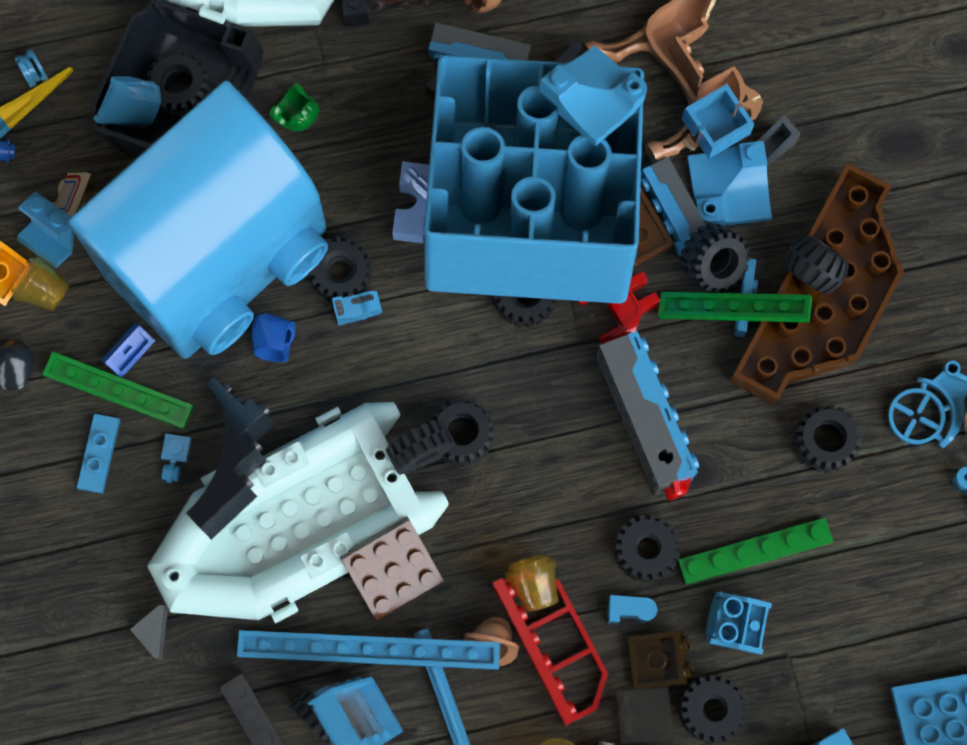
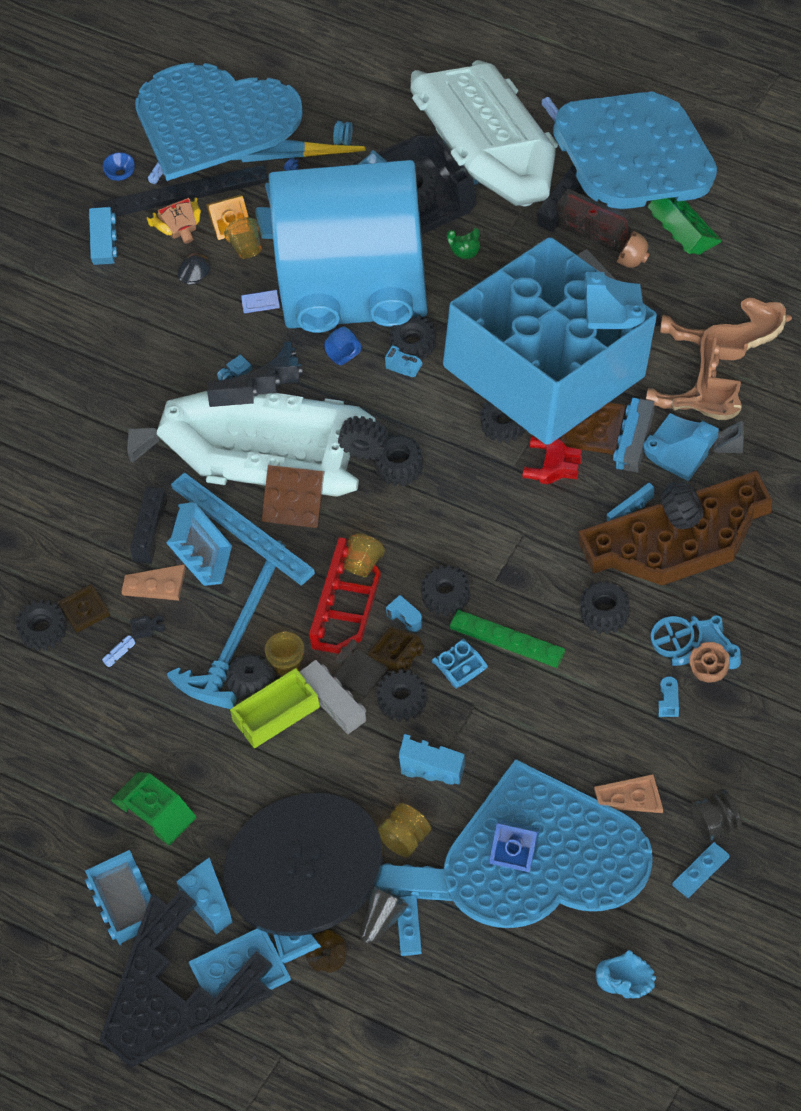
camera: 50 degrees right, 20 degrees down
(98, 454) = (196, 341): dark azure plate -> none
(118, 390) = (236, 317): green plate -> none
(499, 631) = (321, 572): nougat helmet -> none
(648, 415) = (511, 520): dark grey piece -> none
(714, 123) = (696, 395): dark azure piece -> none
(726, 268) = (628, 483): black tyre -> none
(735, 306) = (615, 498): green plate -> none

